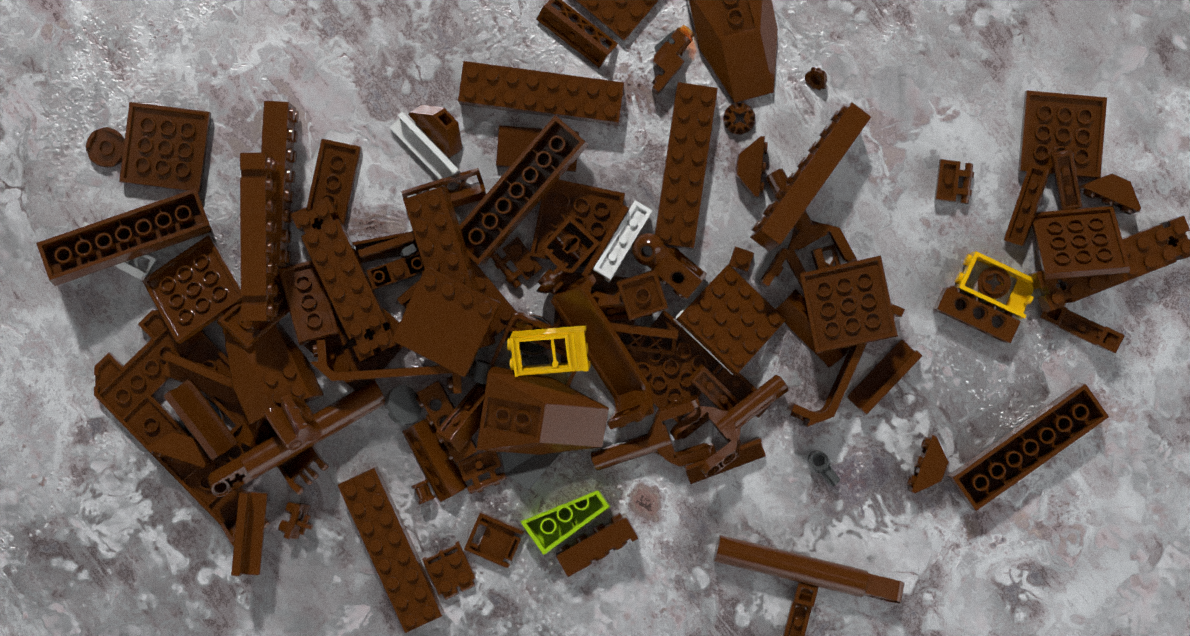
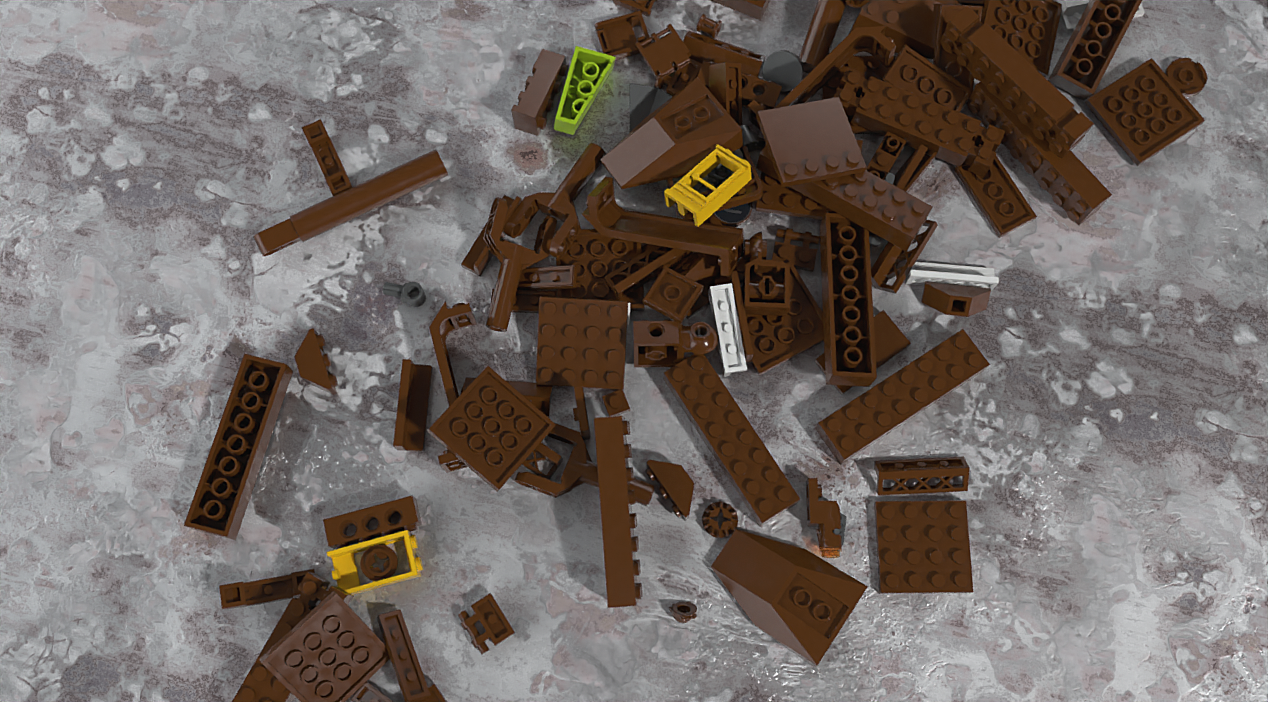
camera: 140 degrees right, 15 degrees down
(478, 495) = (664, 52): none -> reddish brown plate

